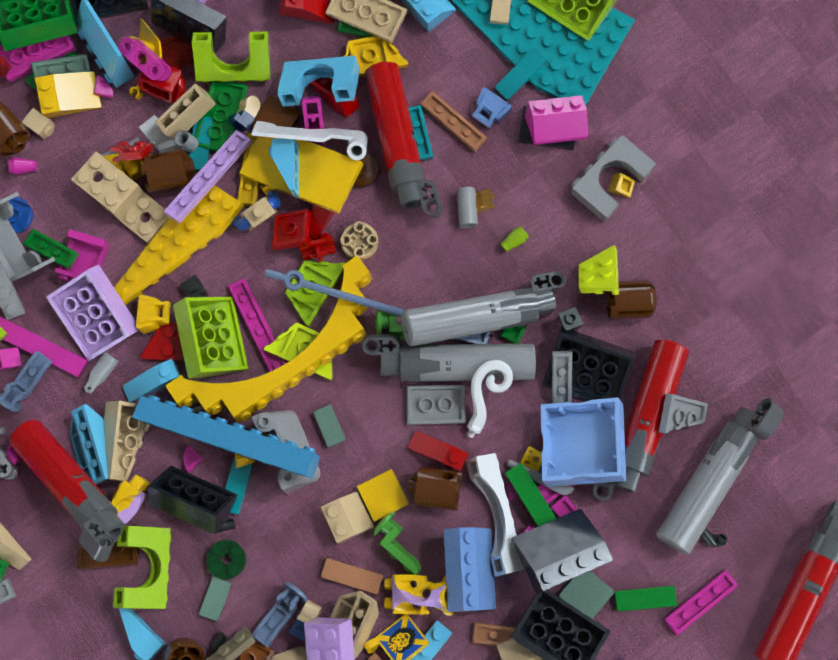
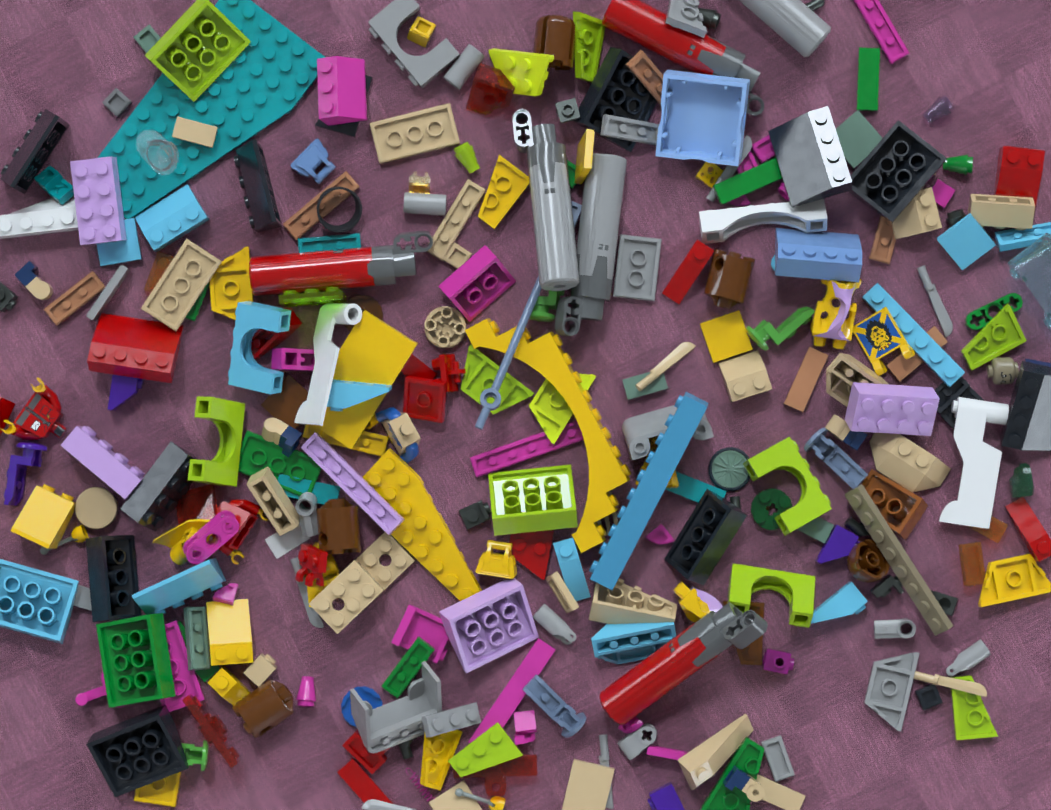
camera: 85 degrees left, 10 degrees up
(22, 99) = (228, 686): none -> yellow slope
(89, 580) = (770, 657): none -> magenta brick
(124, 379) = (562, 592): none -> tan tile
(198, 627) = (837, 544): none -> dark purple slope
(235, 596) = (786, 457): none -> lime arch
(260, 516) = (727, 469): none -> sand green wheel
(353, 445) = (678, 353): none -> tan piece
(368, 118) = (312, 297): none -> clear neon green plate
(401, 262) = (477, 283): none -> dark pink slope
(424, 243) = (457, 256): none -> tan tile
(434, 132) = (352, 222): none -> black tyre
(457, 237) = (456, 219): none -> tan tile
(461, 65) = (258, 187): none -> black slope
(479, 415) = (658, 223): white plant -> none
(486, 274) = (503, 191): none -> yellow wing
(521, 74) = (279, 122): teal tile -> none
(529, 192) = (414, 133): none -> tan tile
(530, 339) = (584, 156): none -> yellow tile
(578, 248) = (489, 90): none -> clear red slope
(595, 225) = (464, 66): none -> light grey pin
(618, 384) = (647, 74): none -> nougat tile
(633, 331) = (588, 45): none -> lime wing
(677, 439) = (711, 18): none -> pearl dark grey cone

